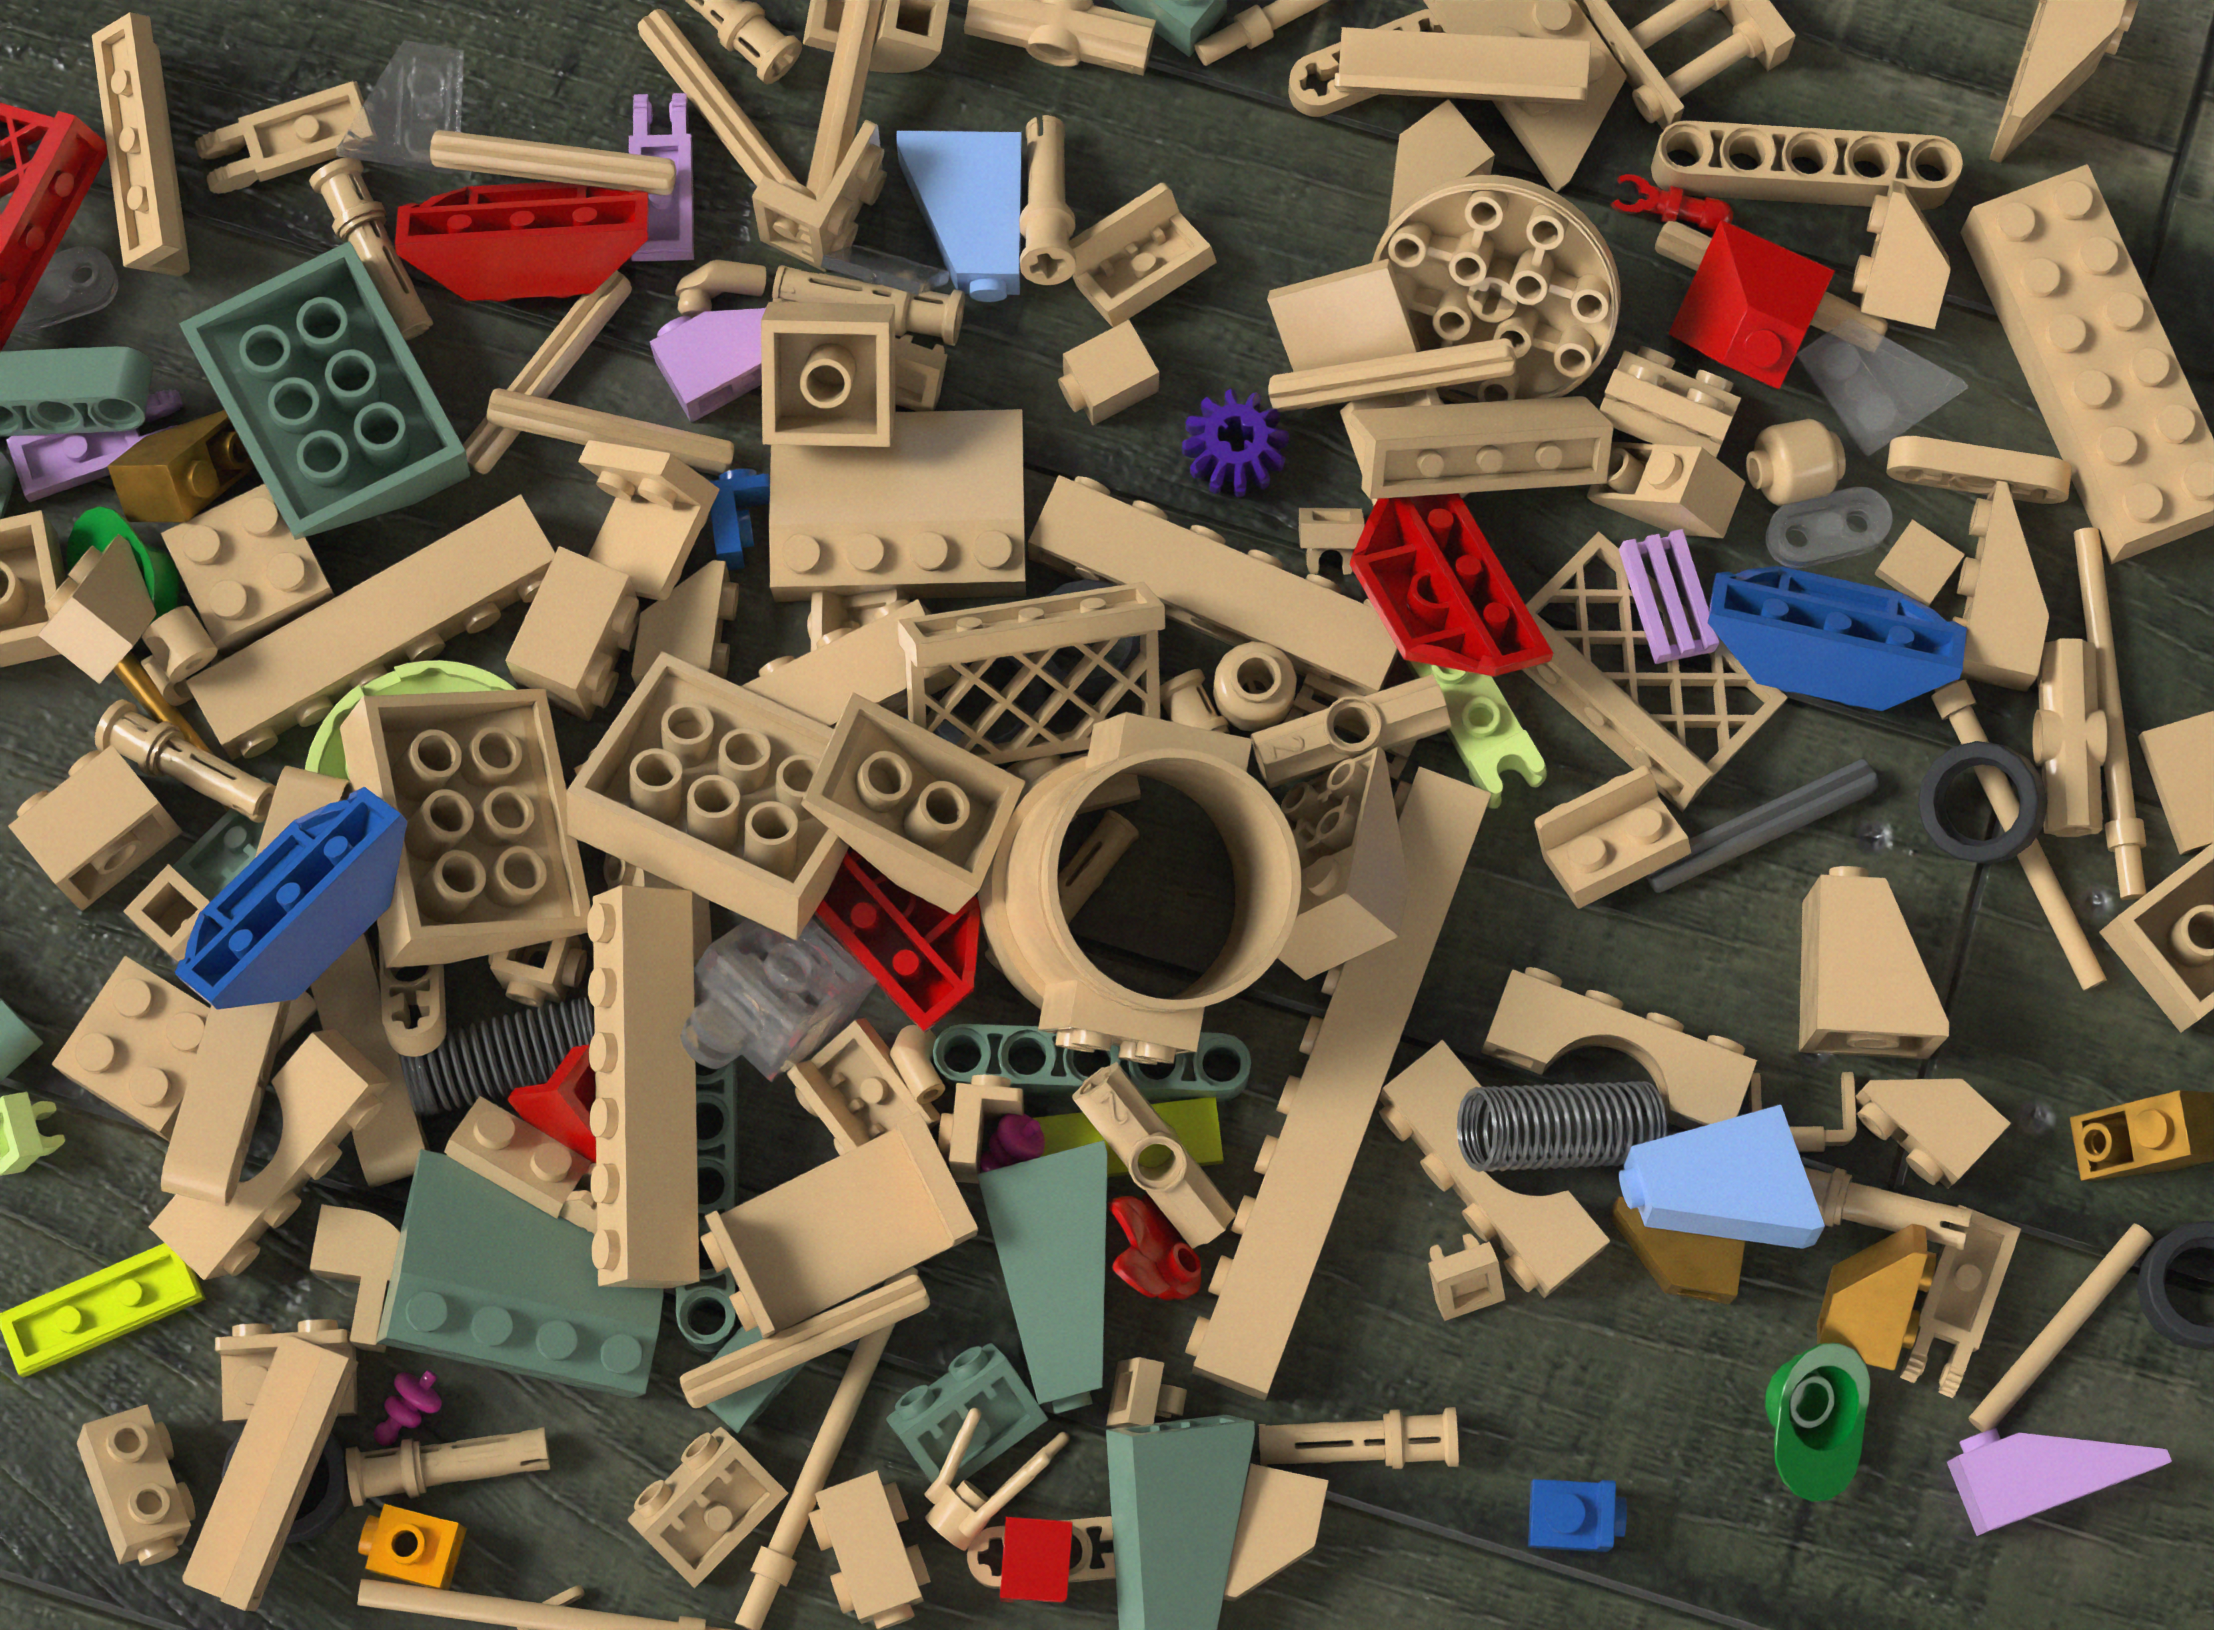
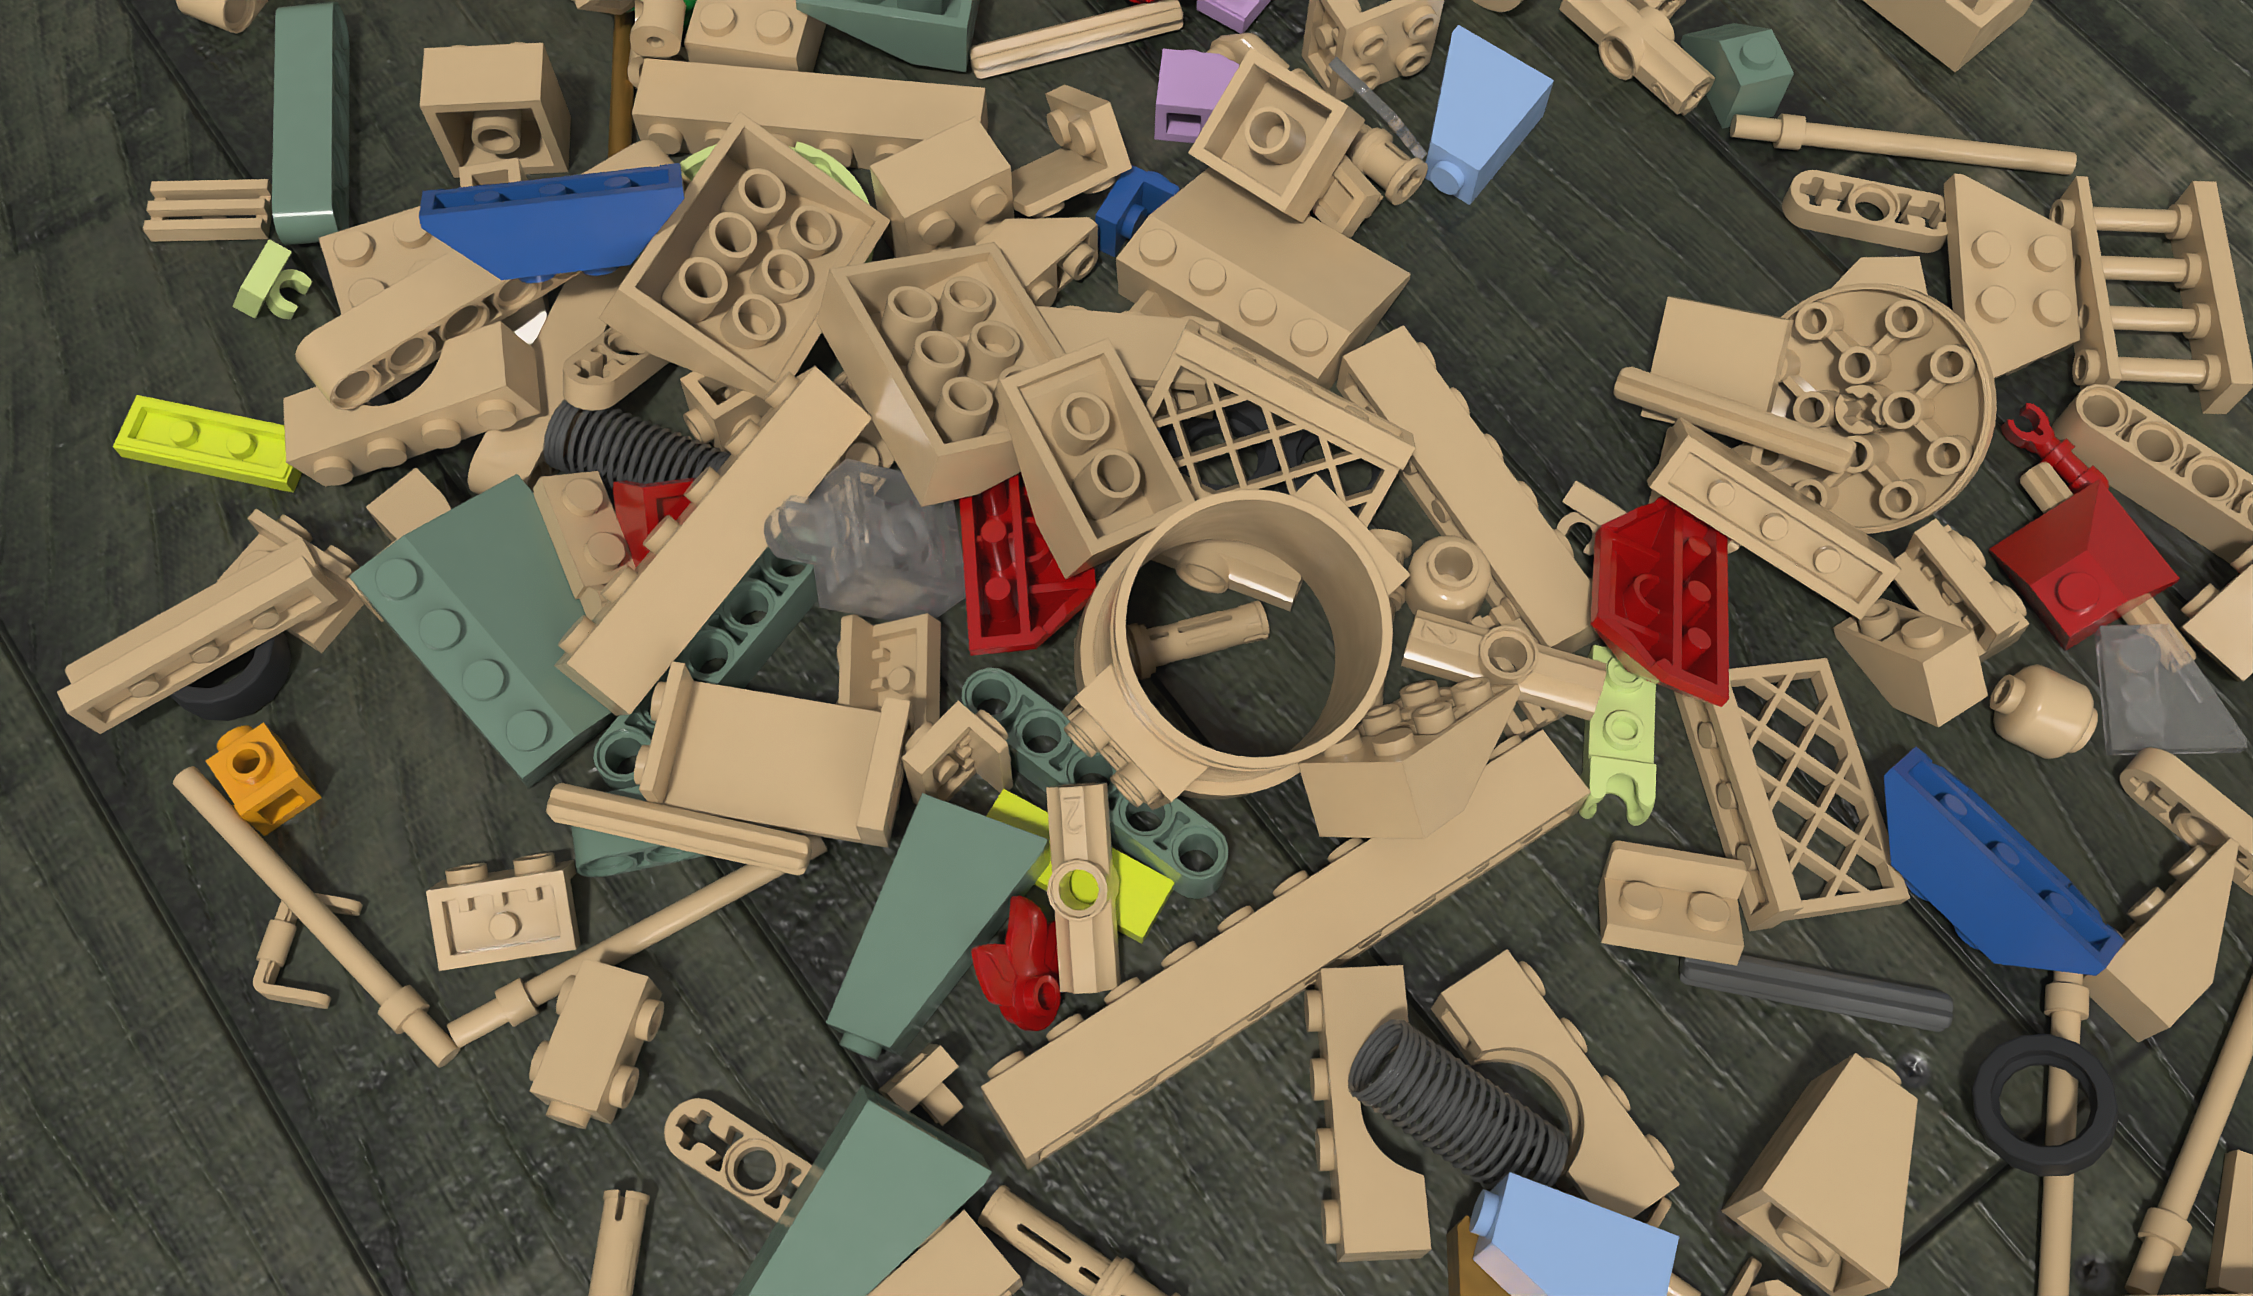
camera: 35 degrees right, 10 degrees down
(135, 1486) = (106, 576): tan brick -> none
(163, 751) = (592, 98): tan pin -> none
(403, 1411) = (365, 665): dark pink hair -> none
(416, 1467) = (321, 718): tan pin -> none
(584, 424) = (1061, 69): tan axle -> none
(913, 1058) = (947, 680): tan arm -> none
(933, 1415) = (764, 994): sand green bracket -> none
(965, 1510) = (704, 1071): tan plant -> none
(1014, 1142) = (984, 795): dark pink hair -> none
(1036, 1560) = (714, 1152): red panel -> none
(1047, 218) = (1530, 145): tan pin -> none
(1108, 373) = (1498, 289): tan brick -> none
(1138, 255) = (1582, 221): tan bracket -> none
(1255, 432) = (1564, 399): dark purple gear -> none
(1464, 66) = (1950, 241): tan panel -> none
(1466, 1278) = (1277, 1190): tan tile -> none
(1691, 590) = (1879, 753): lavender tile -> none
(1826, 528) = (2035, 781): clear plate -> none
(1919, 563) = (2104, 867): tan tile -> none
(2070, 738) = (2163, 1108): tan piece -> none

